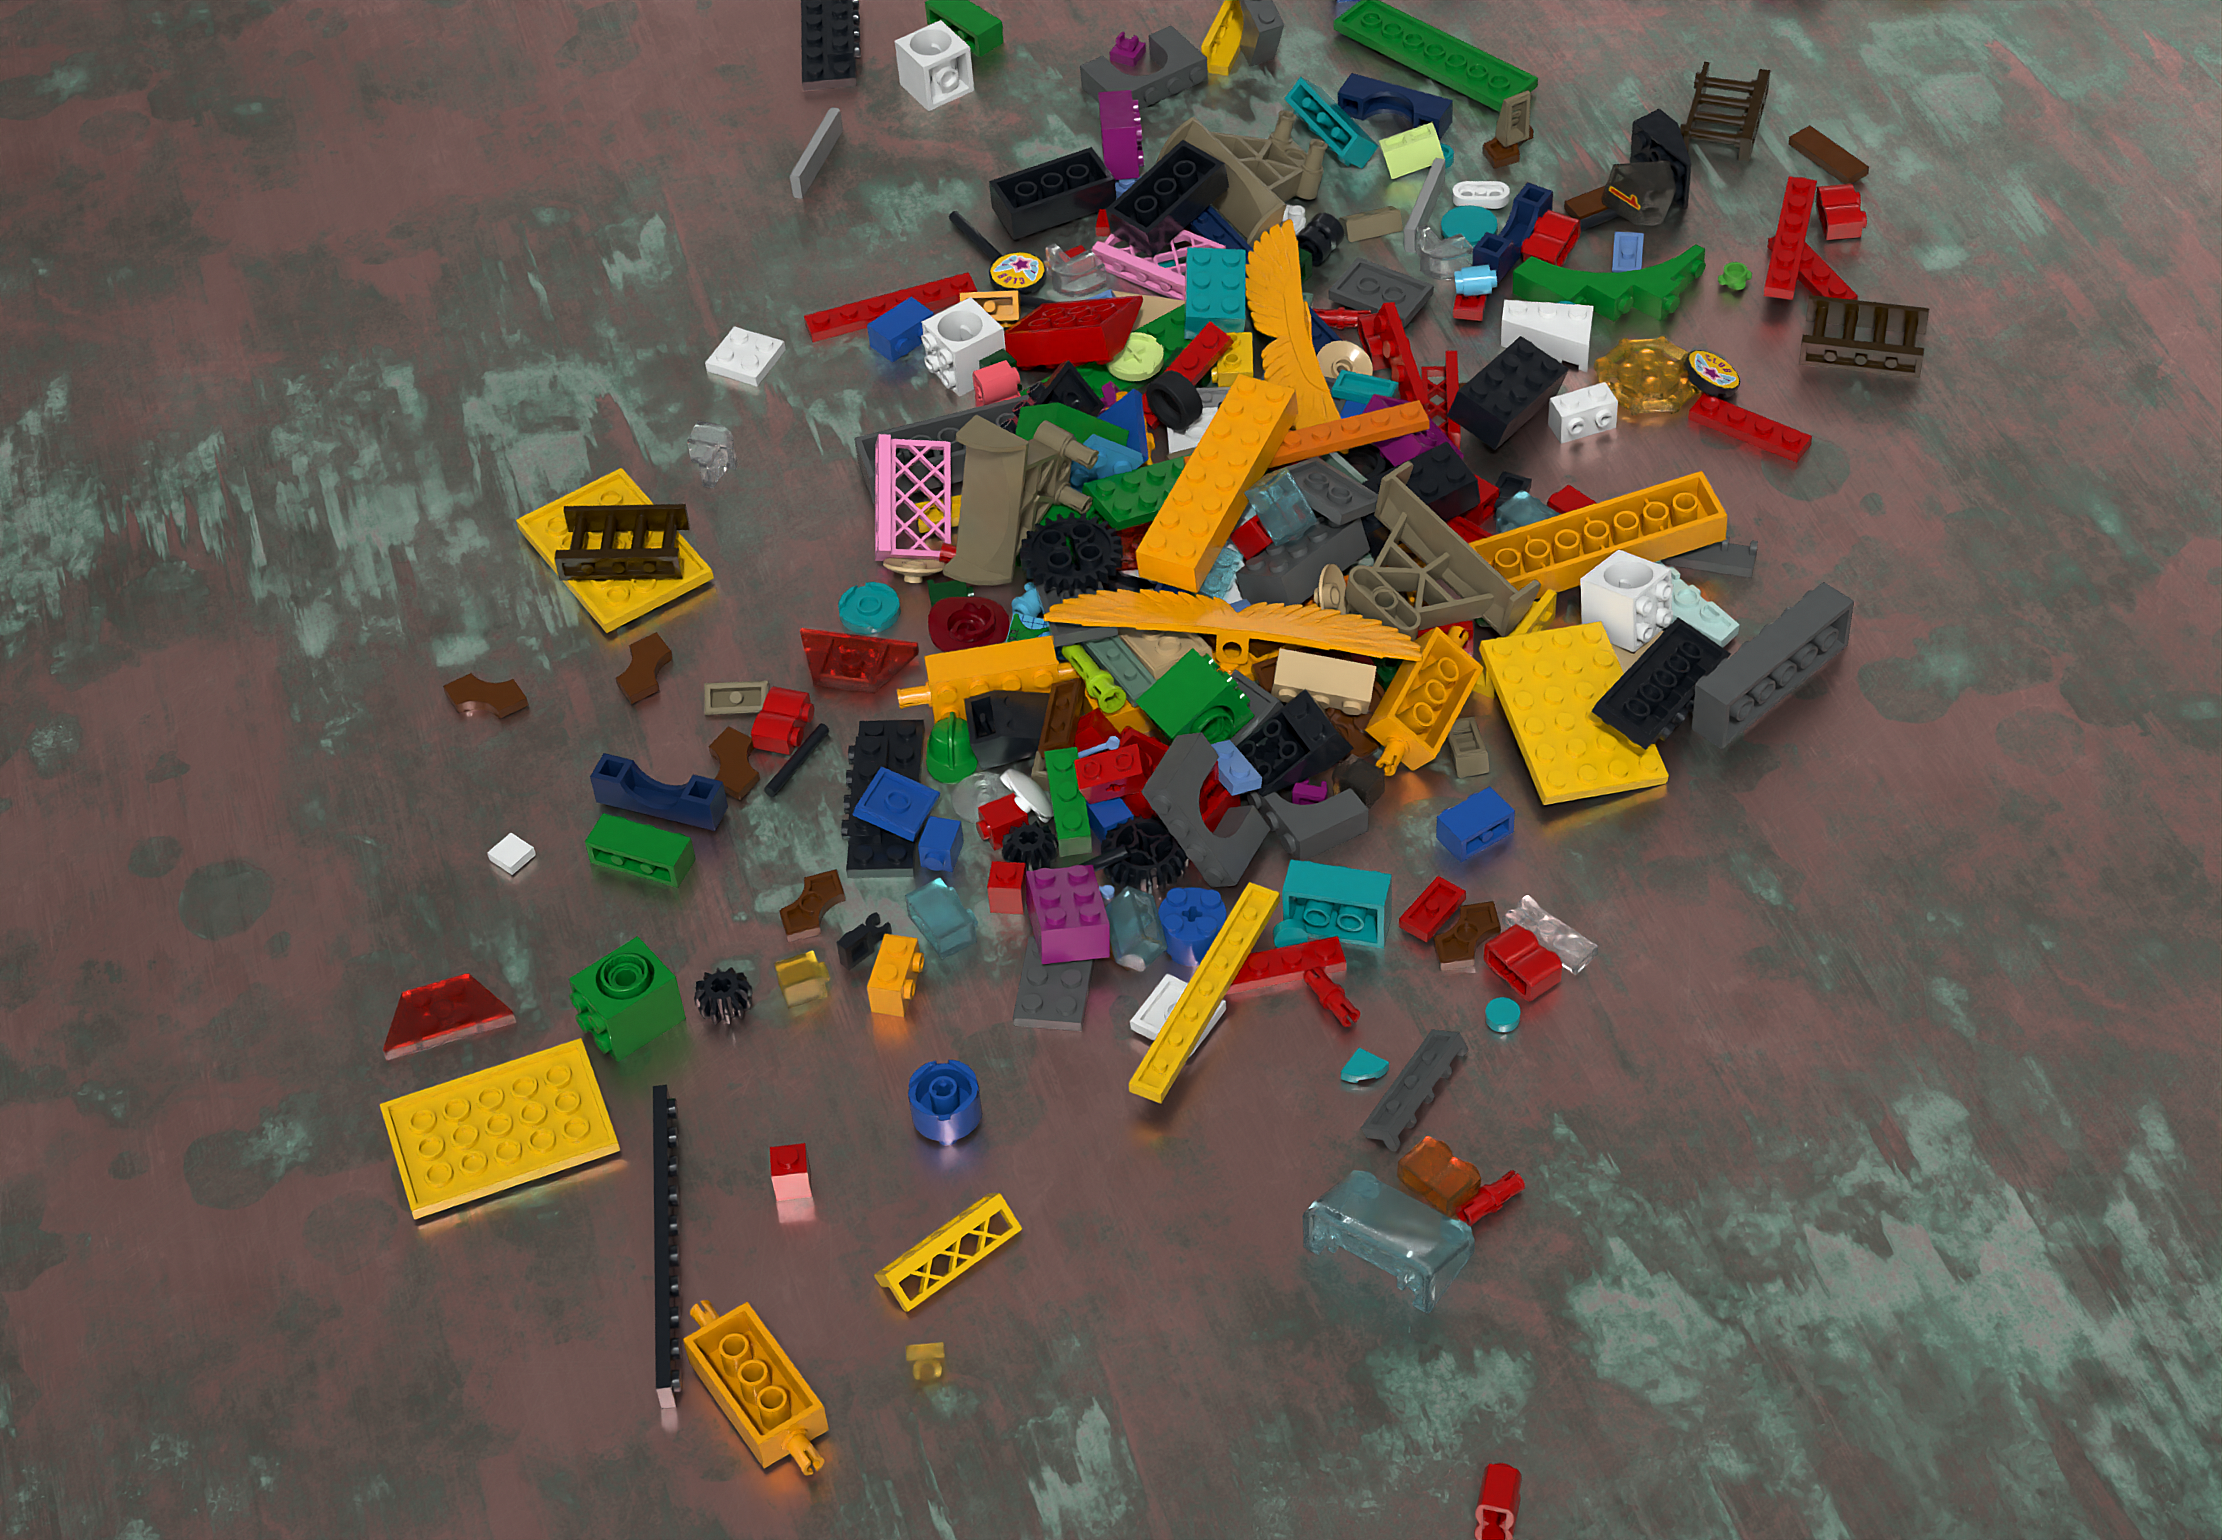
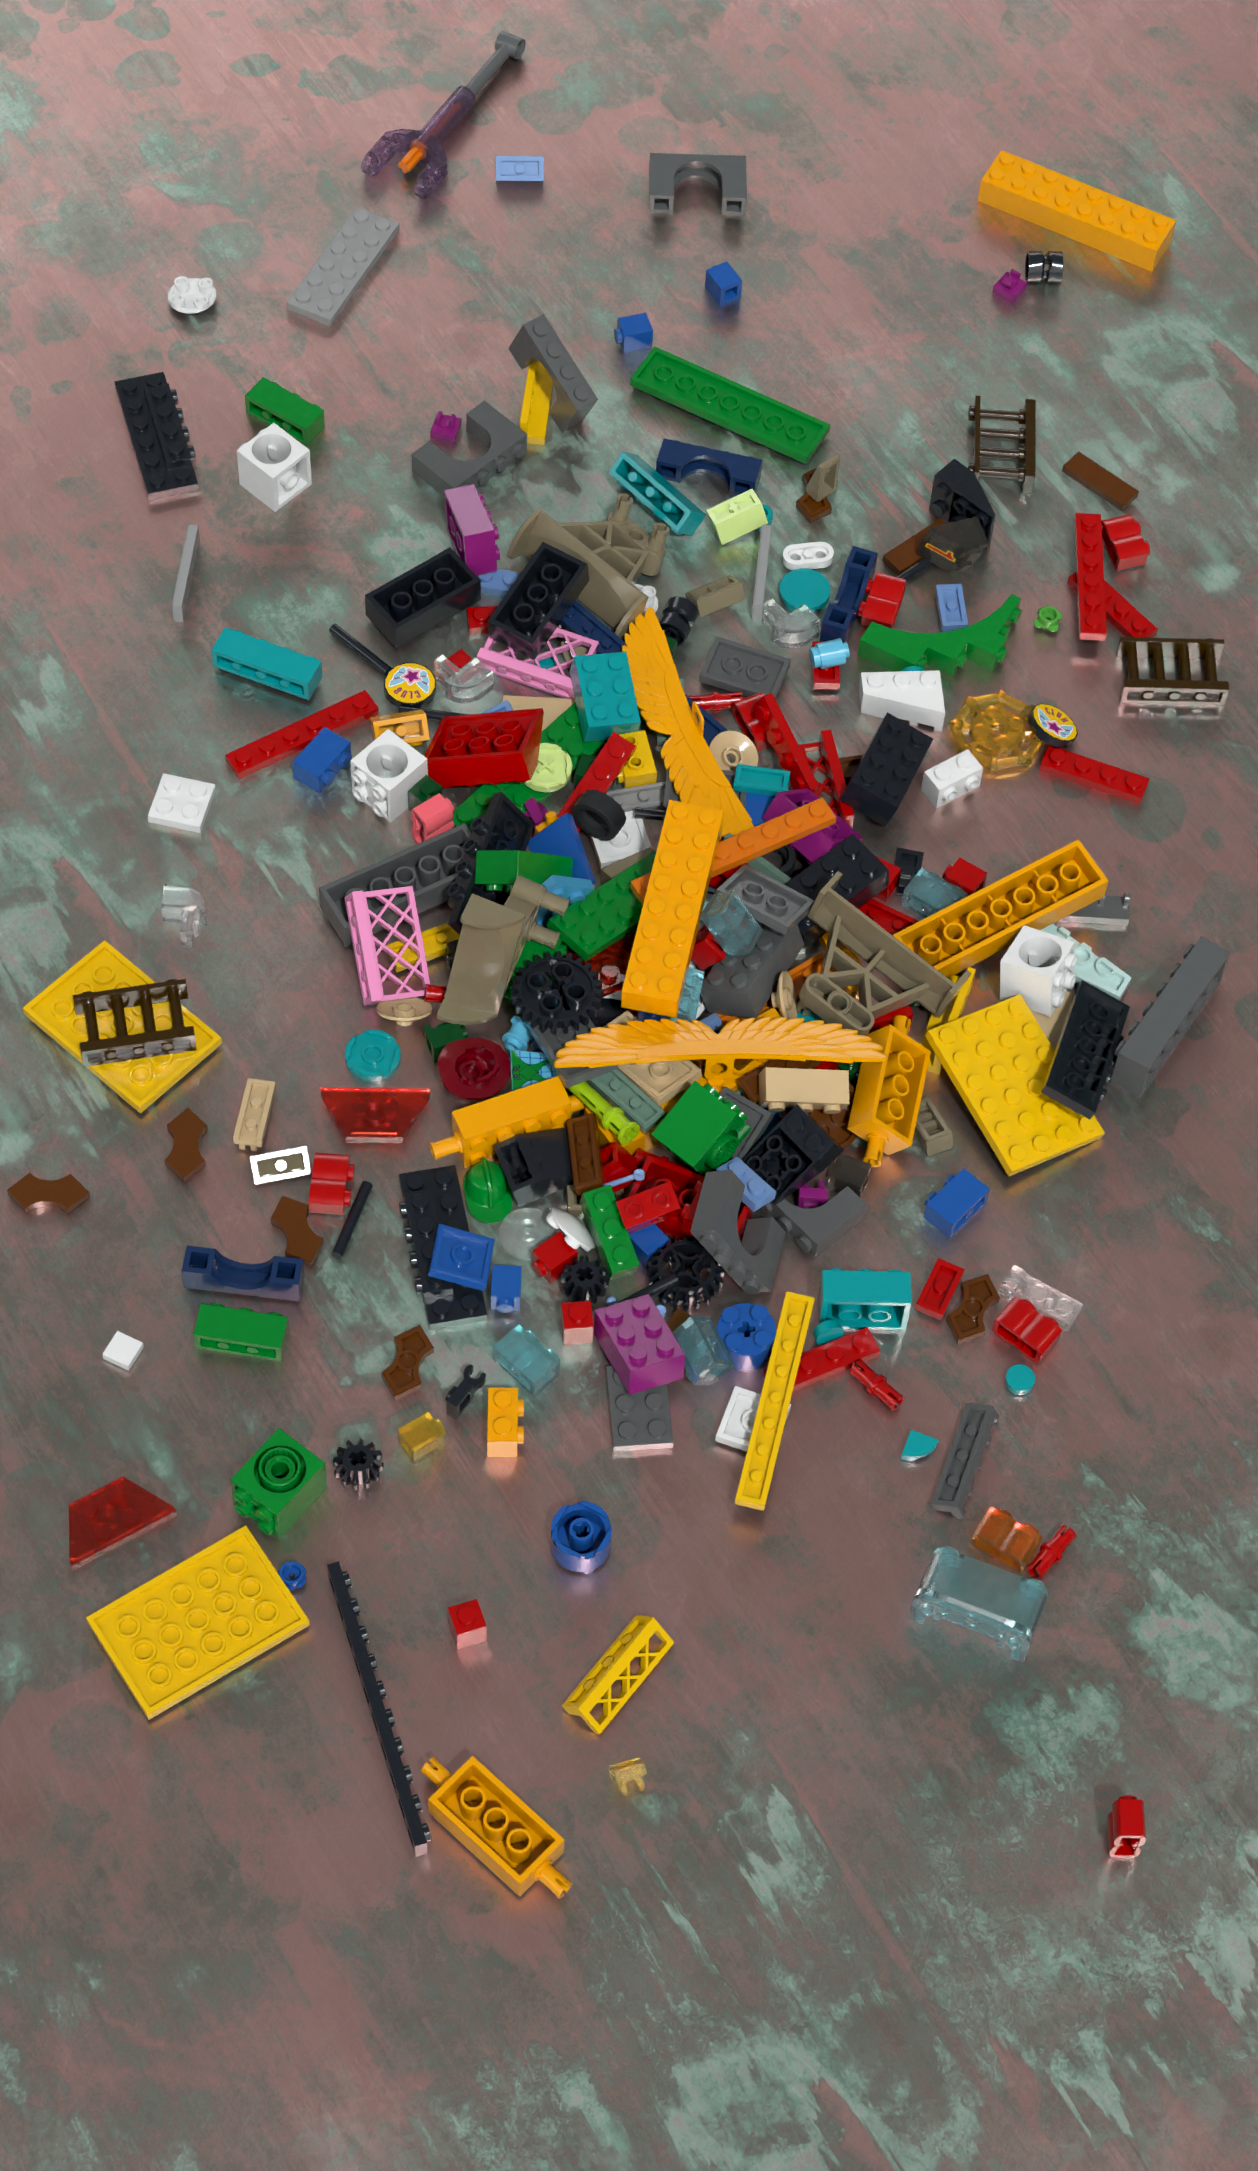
camera: 20 degrees left, 10 degrees up
(614, 1090) = (296, 1569): none -> blue plate
(723, 646) = (254, 1113): none -> tan hinge
(872, 237) = (267, 663): none -> teal brick

